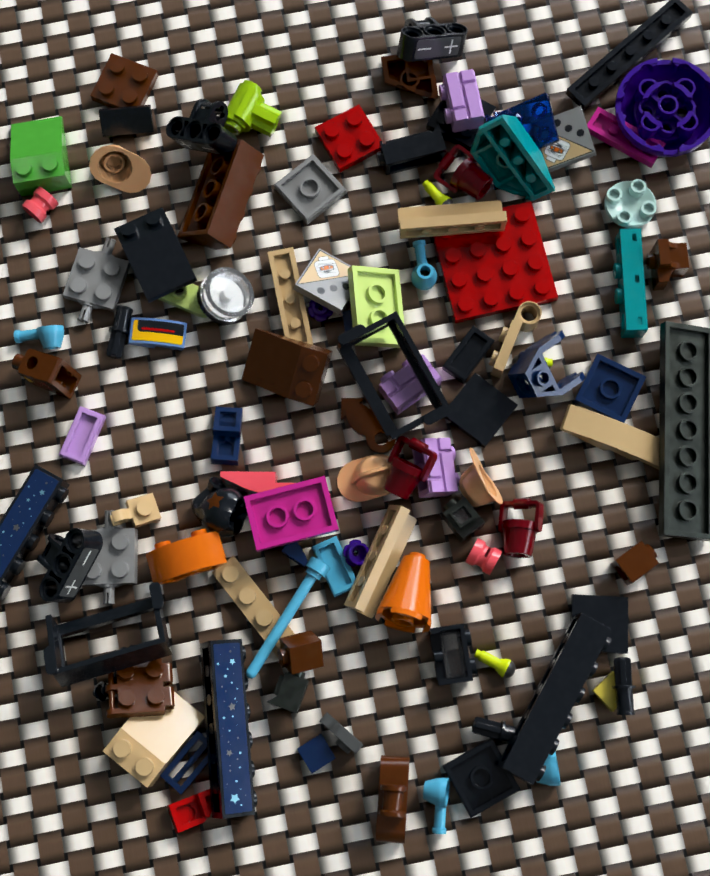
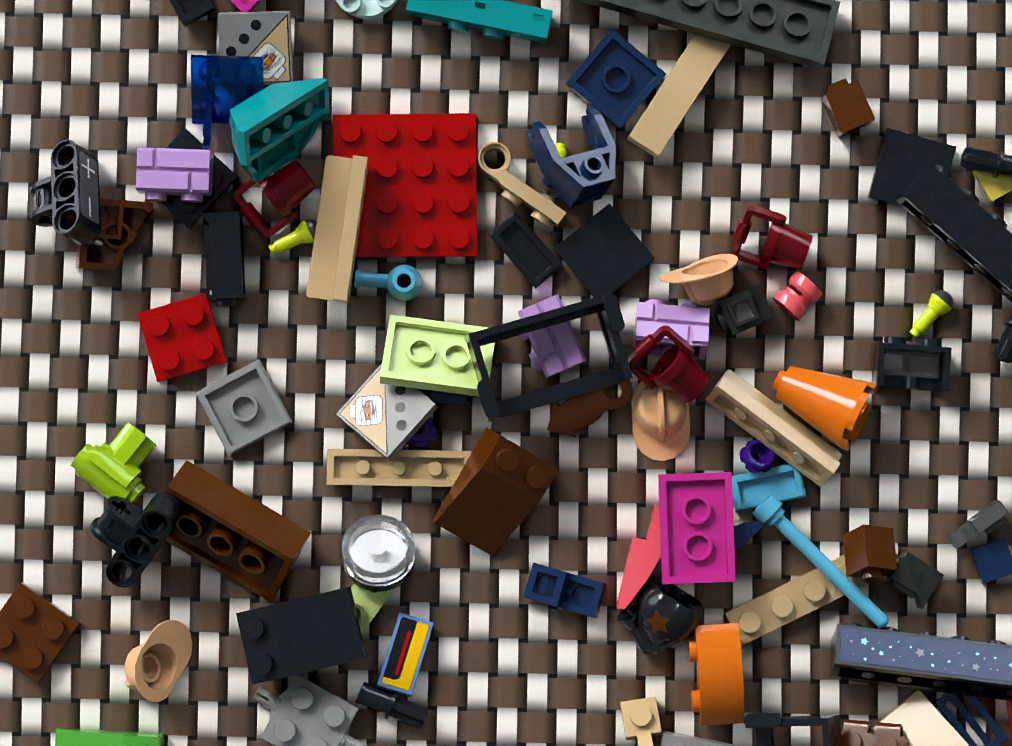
camera: 80 degrees left, 10 degrees up
(126, 120) = (87, 639): black tile -> none

